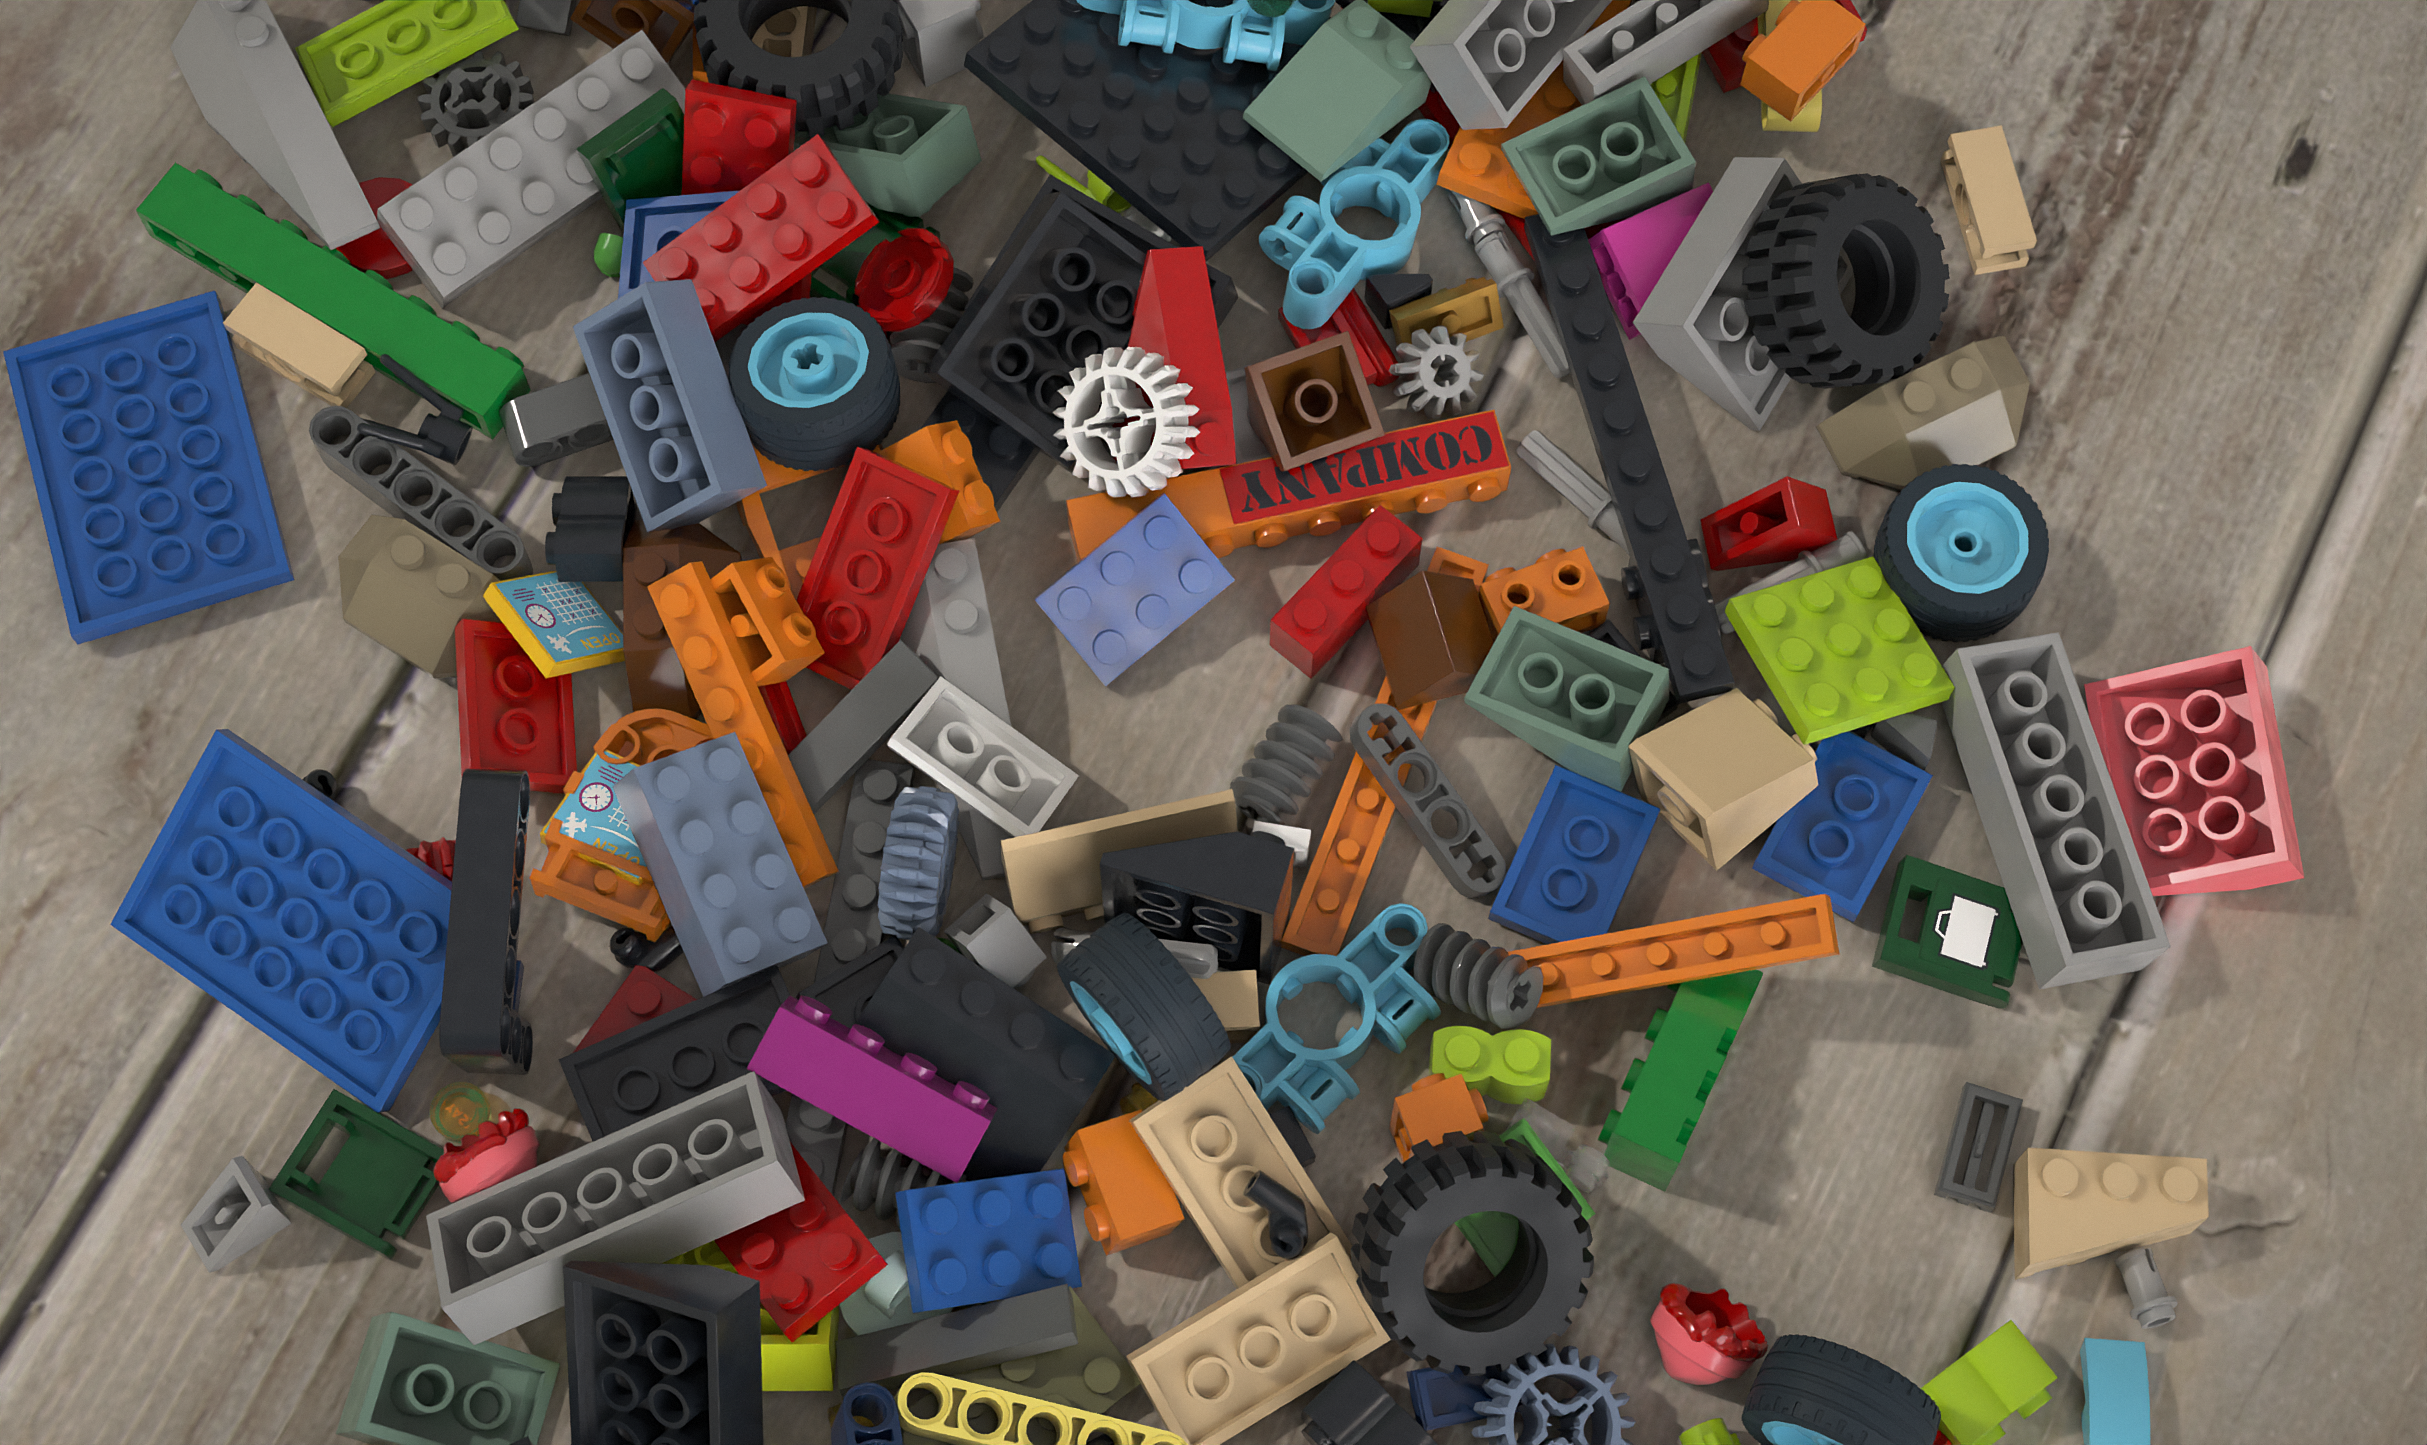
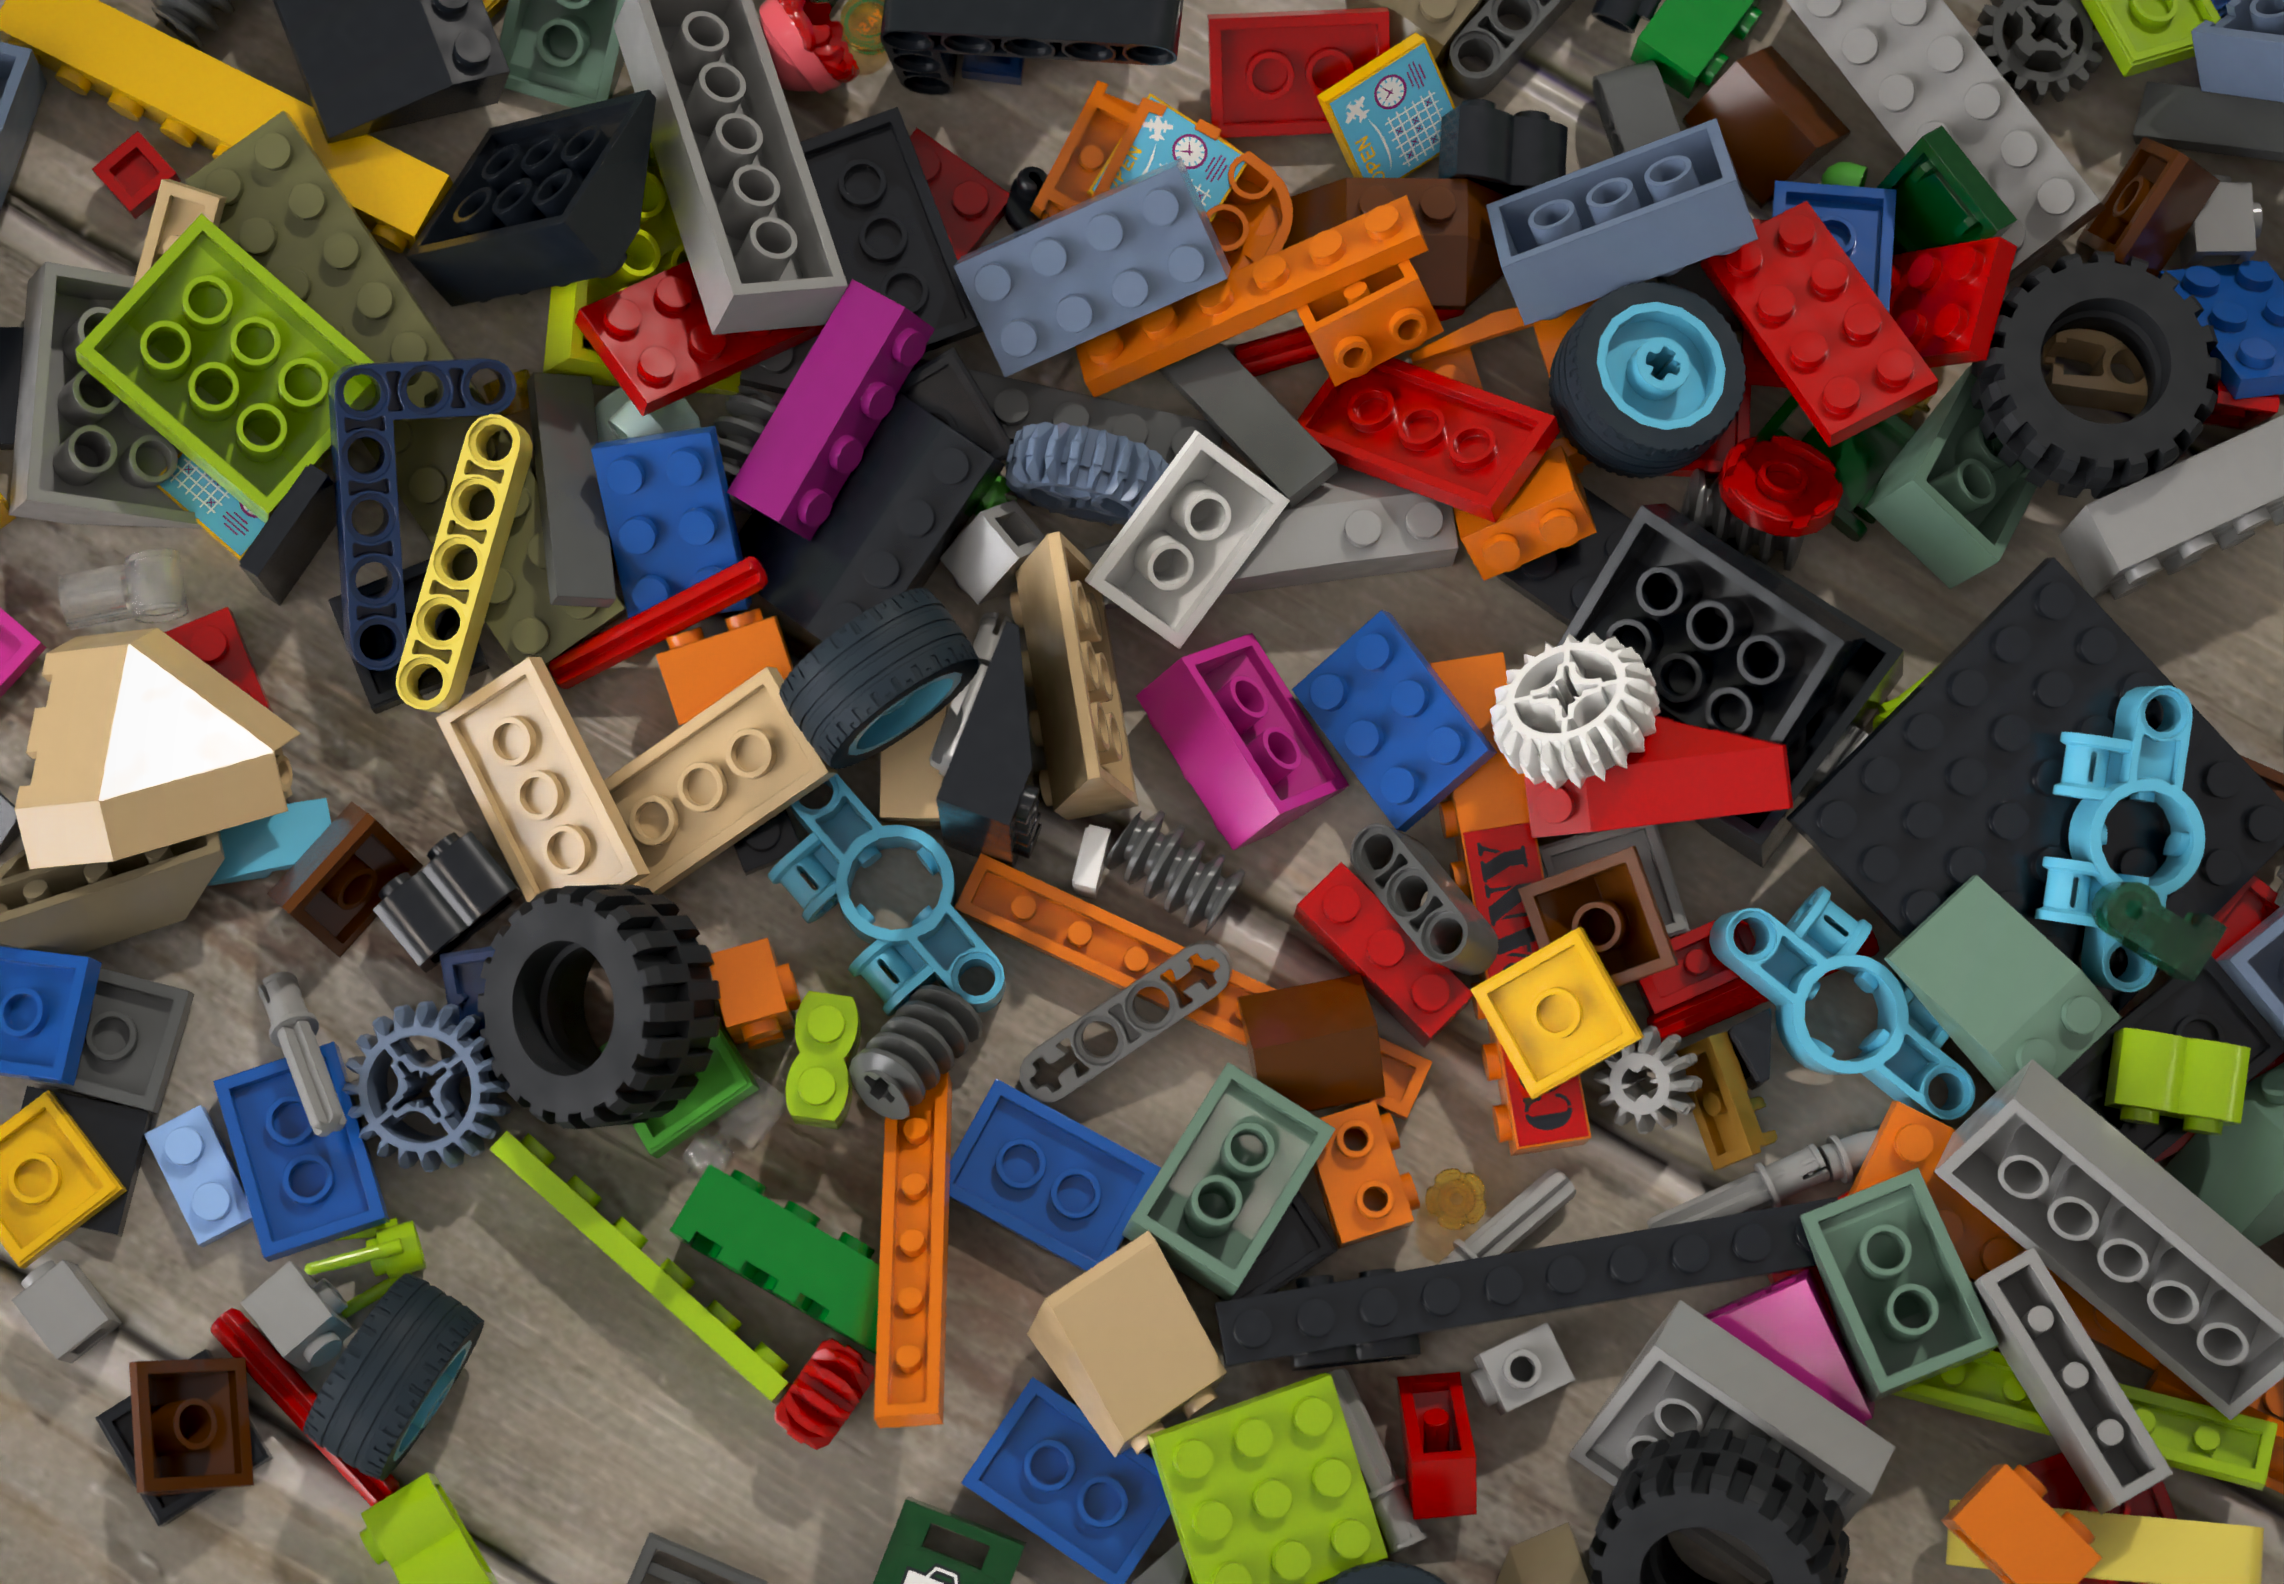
camera: 90 degrees right, 10 degrees up
(541, 318) = (1768, 122): none -> reddish brown slope
(1083, 1245) = (659, 622): none -> red axle
(1159, 724) = (1241, 740): none -> dark pink slope
(1285, 1214) = (667, 825): black arm -> none
(1287, 577) = (1446, 908): none -> dark grey beam
(1393, 432) = (1557, 1013): none -> yellow tile
(1554, 513) = (1451, 1182): none -> clear yellow plate
(1680, 1233) = (624, 1245): none -> lime plate
(1697, 463) = (1521, 1370): none -> light grey brick
(1705, 1335) = (512, 1258): hair -> none
(1797, 1035) = (824, 1394): none -> red gear

